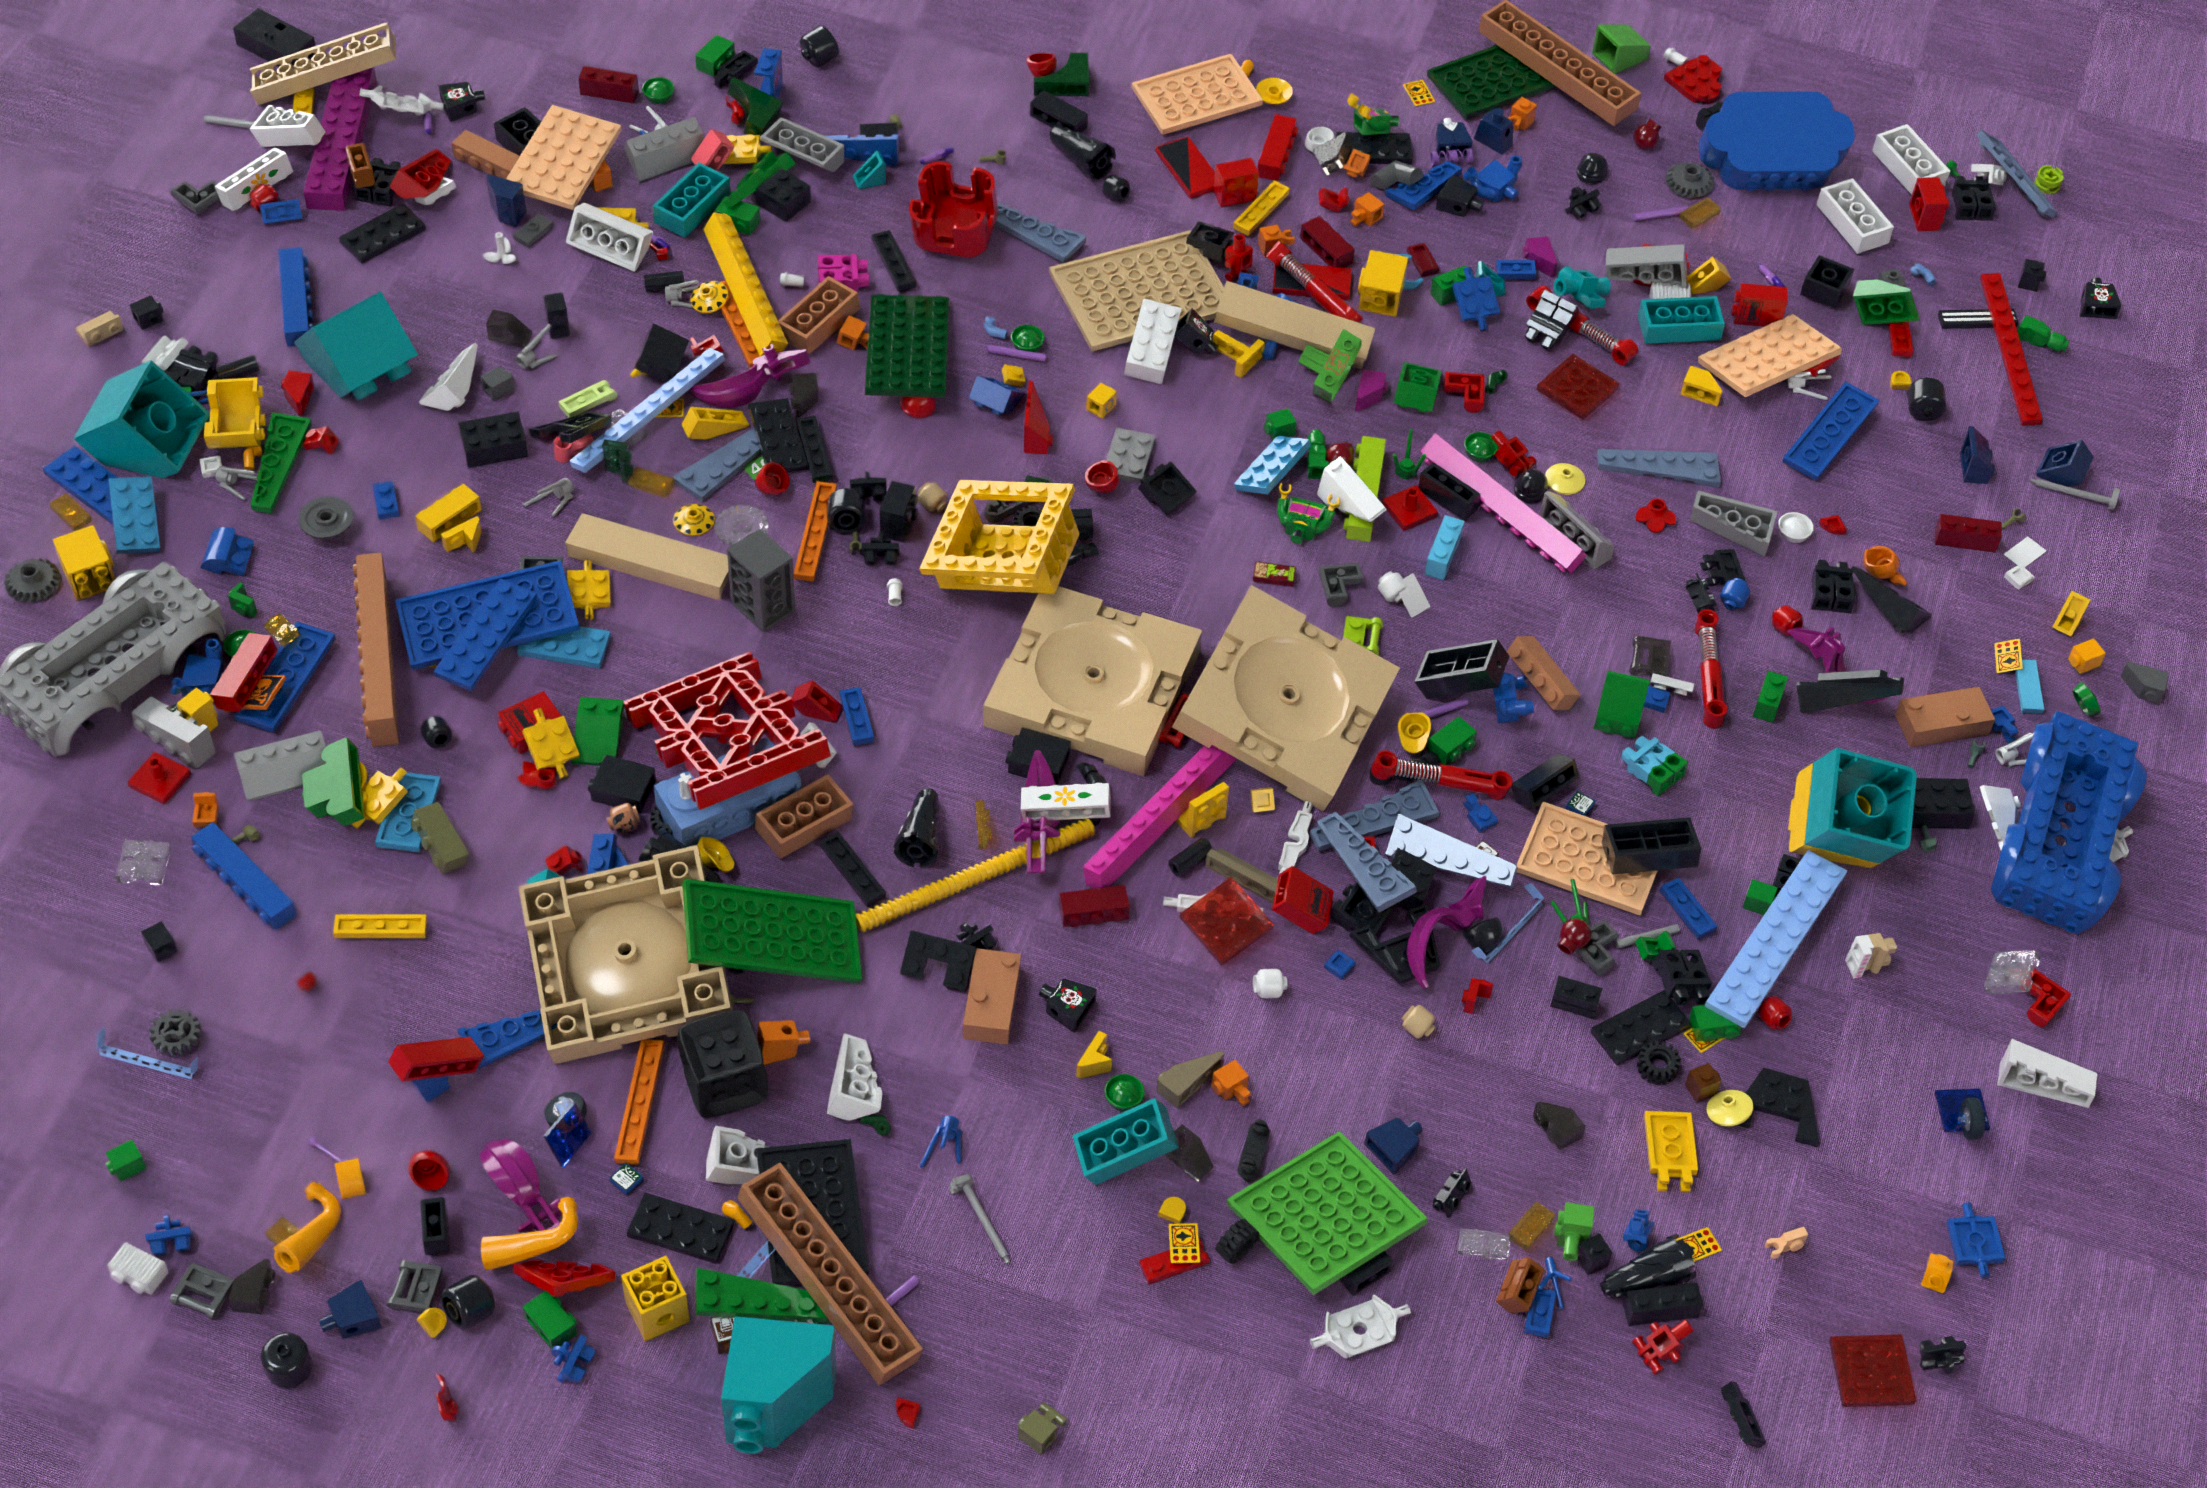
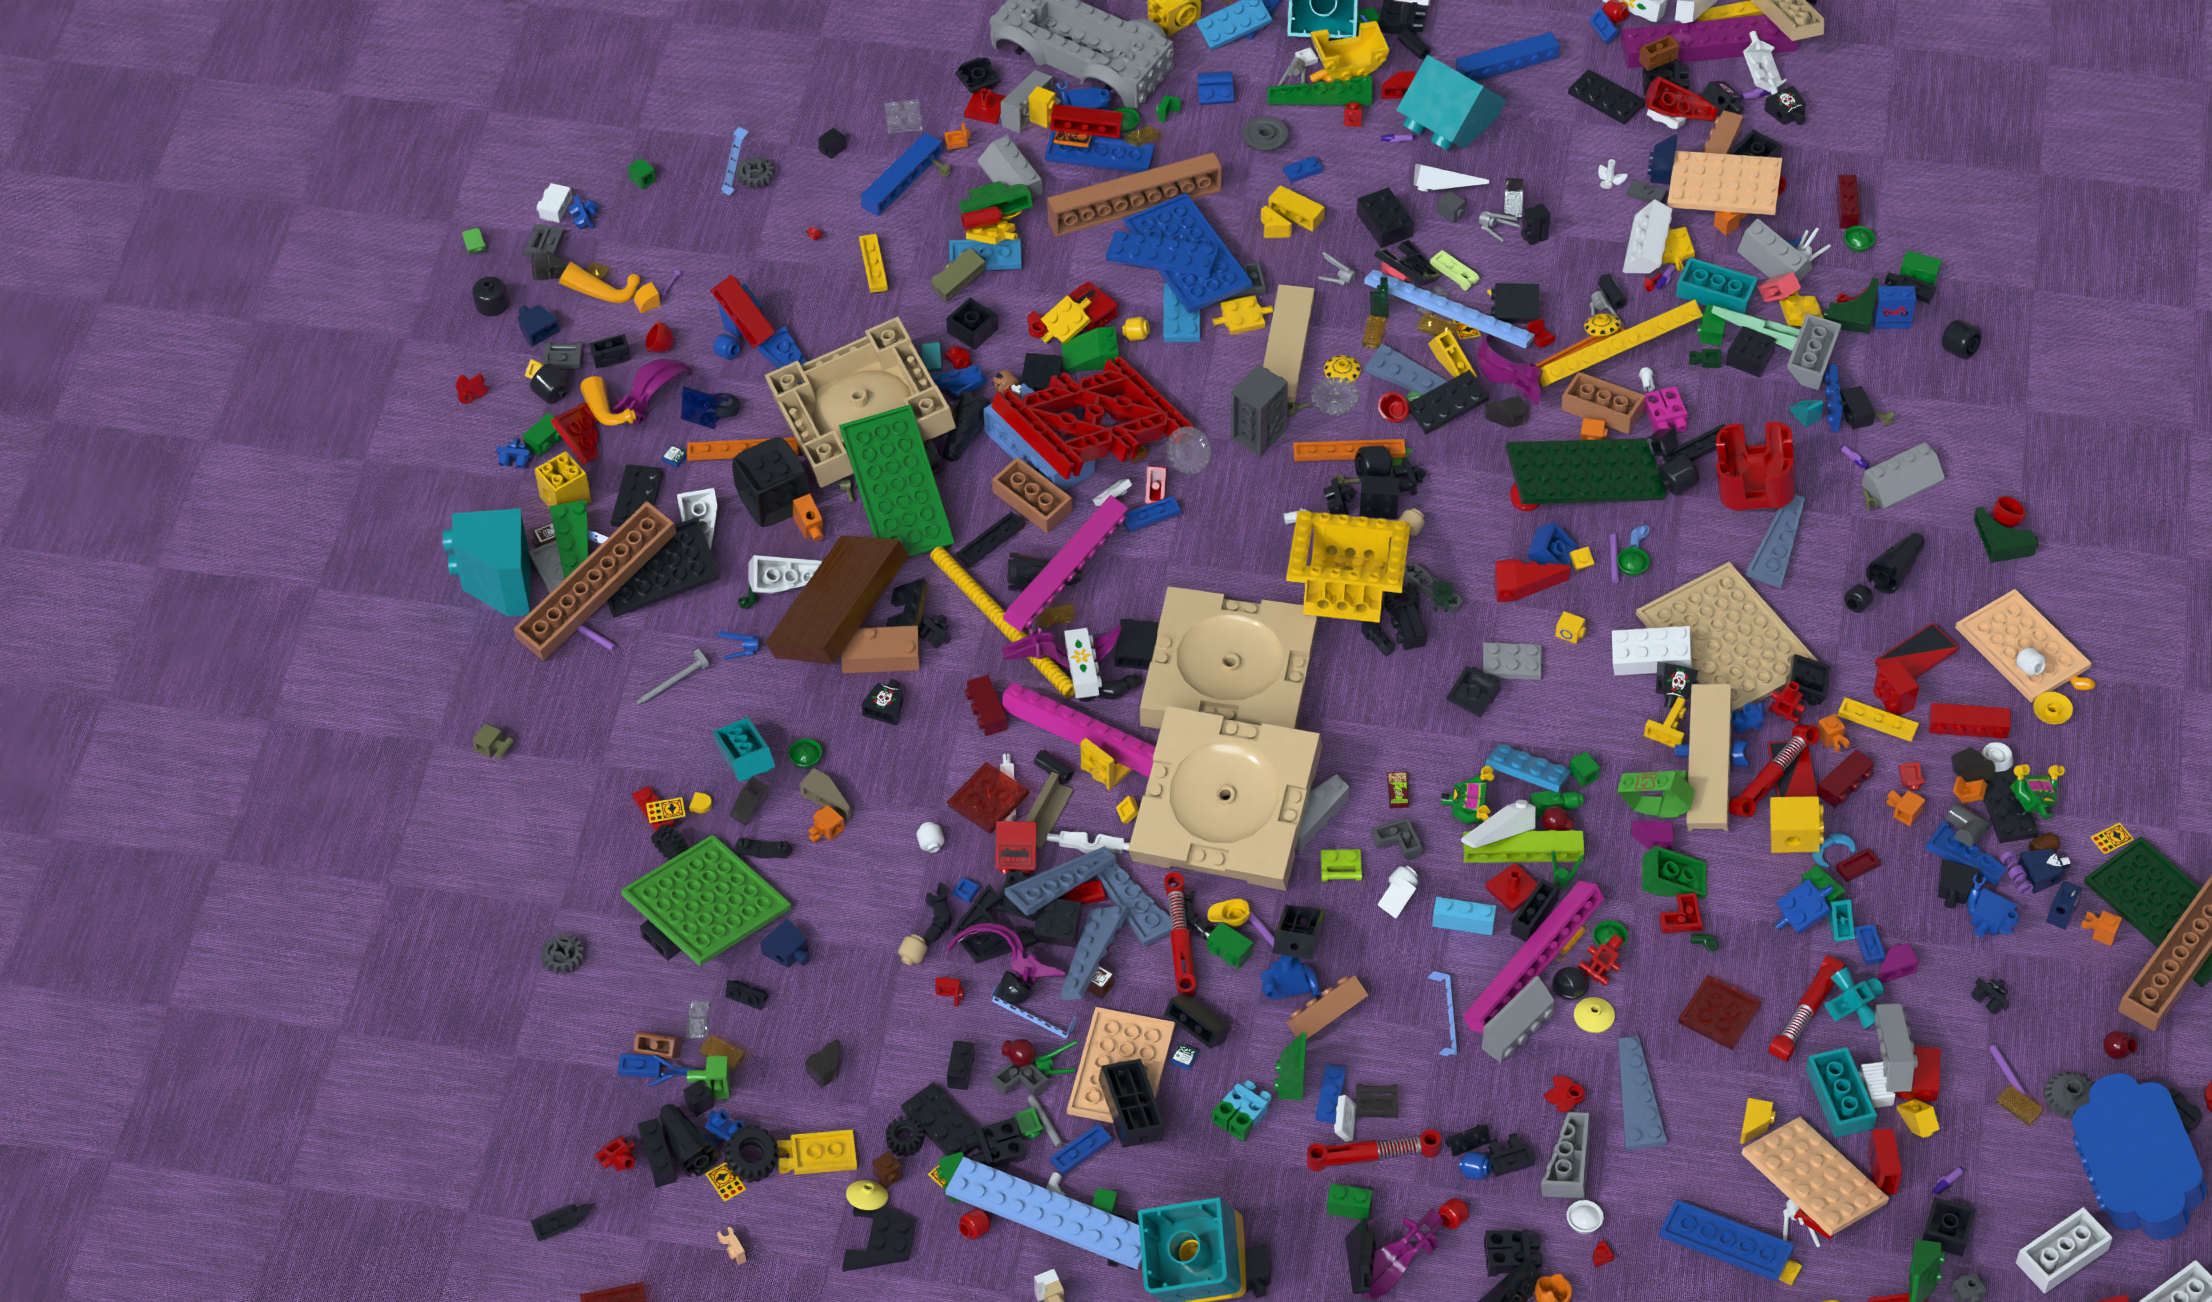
camera: 85 degrees right, 0 degrees up
(111, 772) = (977, 75): none -> black slope
(173, 1376) = (473, 241): none -> bright green bracket
(367, 795) = (981, 218): none -> red brick
(371, 413) = (1396, 138): none -> medium lavender piece
(431, 139) = (1723, 97): none -> black torso
(436, 731) = (1065, 252): black head -> none
(467, 1097) = (726, 346): none -> blue head
(521, 835) = (972, 323): none -> black brick
(579, 684) = (1136, 328): none -> yellow head
(664, 428) = (1435, 326): none -> clear yellow plate
(715, 854) = (982, 446): yellow piece -> none
(778, 228) = (1709, 358): none -> dark green plate
(781, 664) = (1197, 446): none -> clear gear
(814, 449) = (1444, 432): black plate -> none
(884, 281) = (1663, 441): none -> black brick
(907, 1411) = (499, 662): red tile -> none
(920, 1020) = (837, 599): none -> reddish brown tile
(929, 791) = (1065, 563): none -> dark pink brick
(931, 277) = (1678, 475): none -> black head
(972, 125) = (1903, 476): none -> light grey slope
(1057, 112) = (1946, 539): black brick -> none
(1094, 1059) = (834, 725): yellow slope -> none
(1102, 477) = (1468, 640): red hat -> none
(1227, 86) = (2031, 661): none -> white head
(1373, 988) = (942, 915): none -> black piece
(1374, 1316) = (604, 927): white plate -> none
(1374, 1376) = (562, 953): none -> dark grey gear
(1425, 132) = (2045, 841): none -> reddish brown brick
(1479, 816) = (1153, 979): blue plate -> none
(1551, 320) = (1795, 974): hips -> none
(1556, 582) = (1439, 977): none -> light blue piece
(1592, 168) = (2050, 1001): black hat -> none
(1678, 1205) = (756, 1138): none -> black tyre
(1731, 941) = (1054, 1182): none -> white arm

